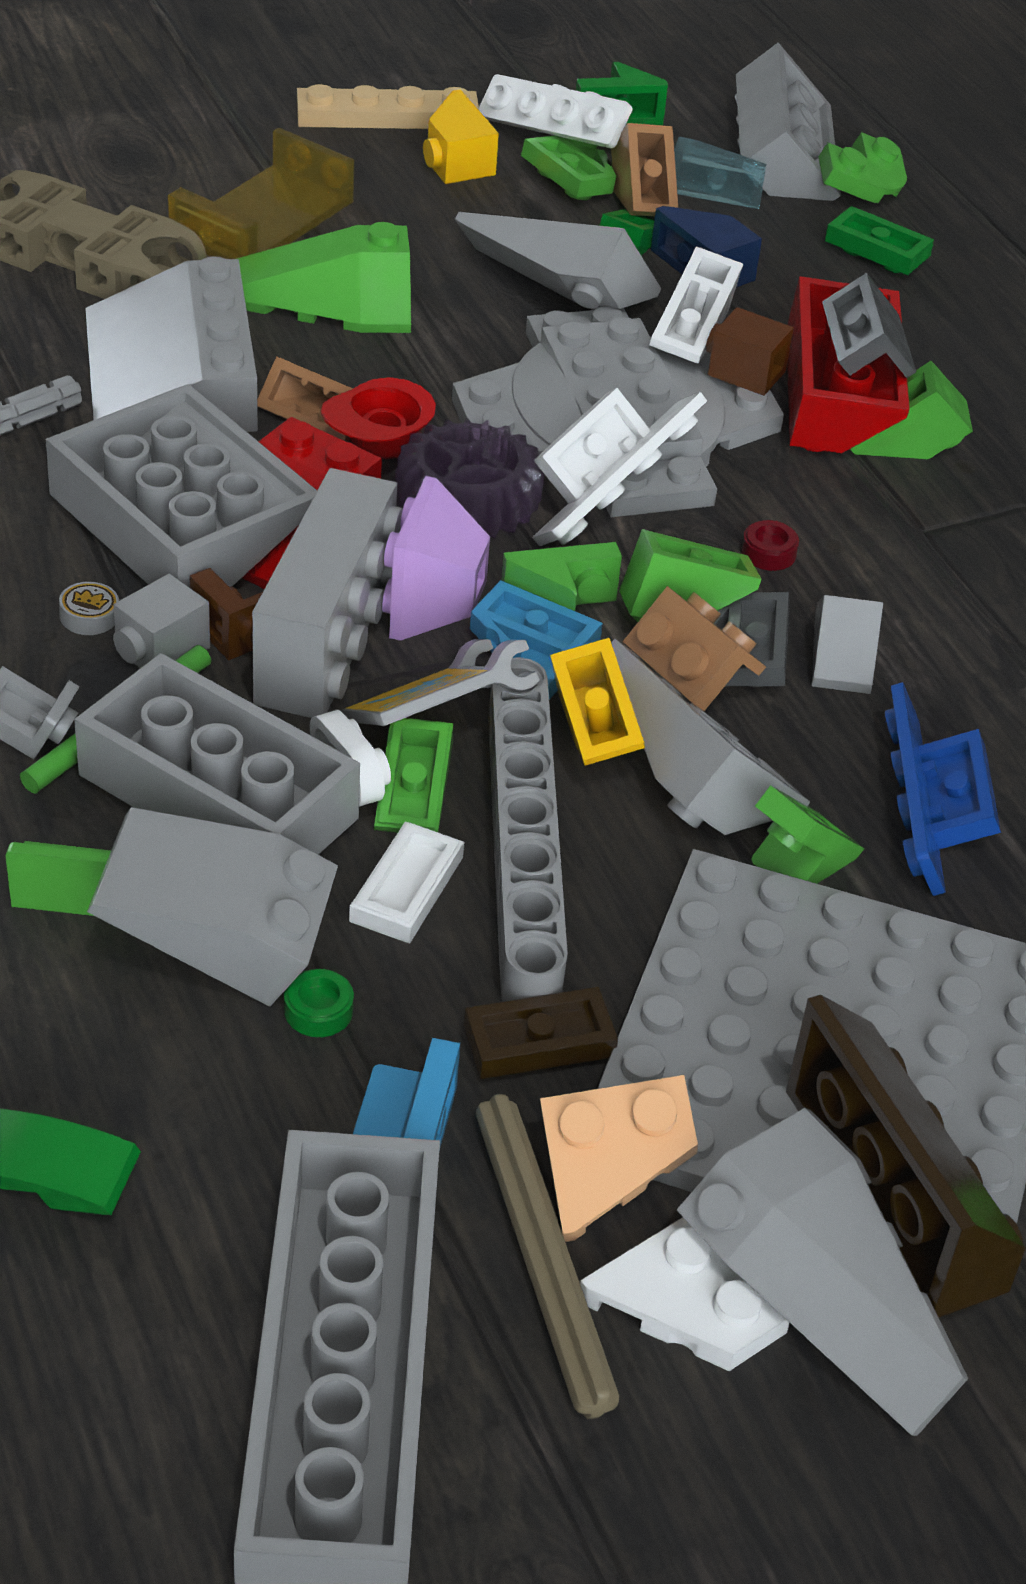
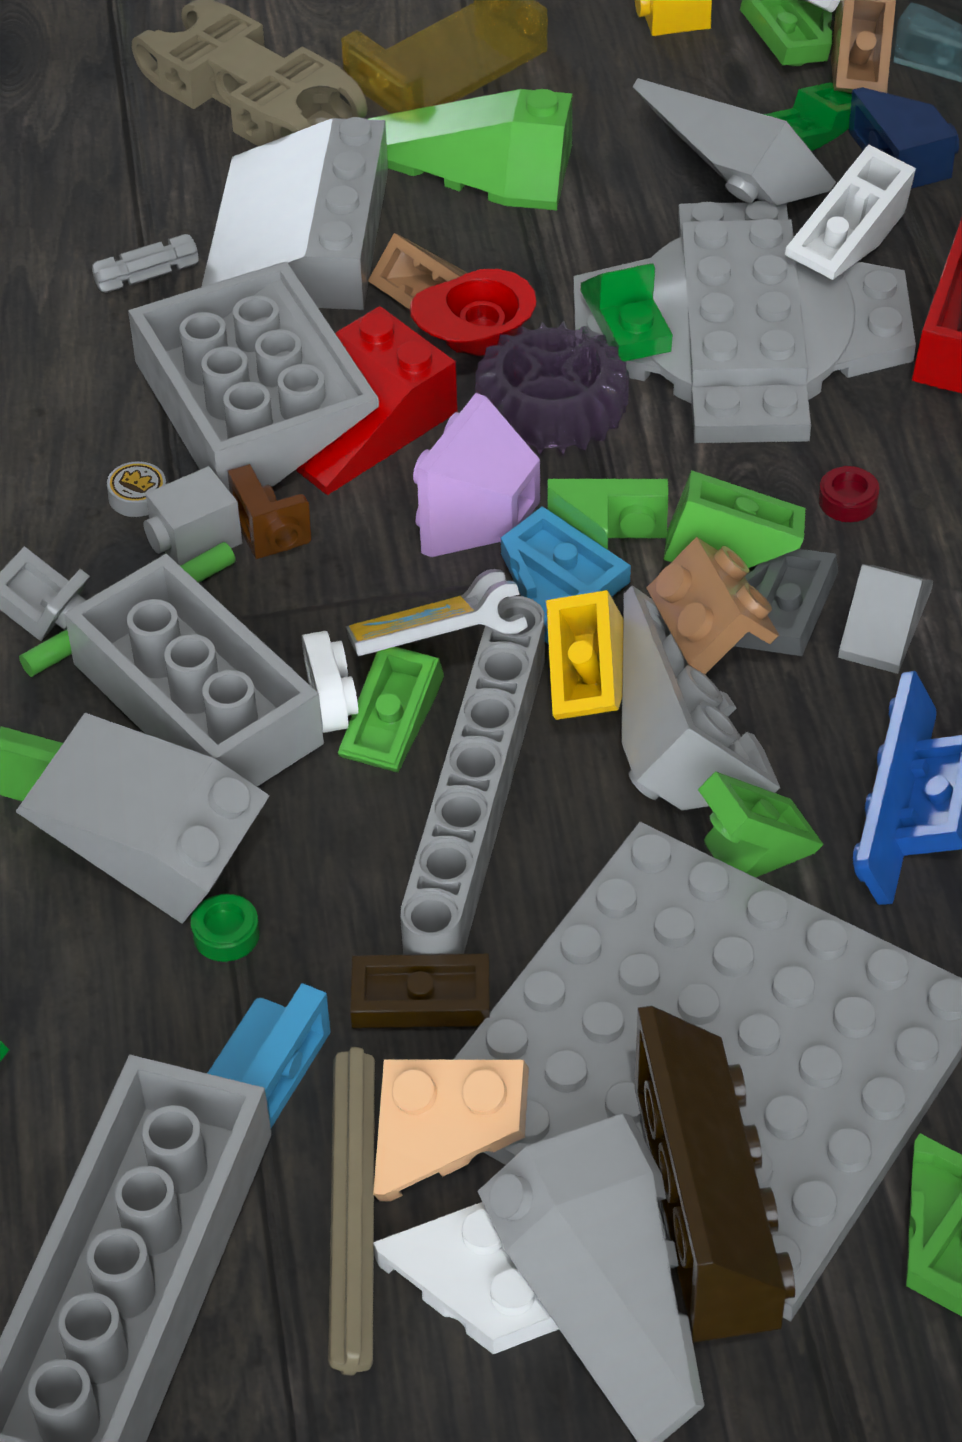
camera: 20 degrees right, 5 degrees up
(324, 595) = (348, 506): light grey brick -> none
(406, 882) = (349, 816): white tile -> none
(517, 399) = (627, 312): none -> green slope
(601, 452) = (685, 375): white bracket -> none
(749, 350) = (890, 271): reddish brown brick -> none

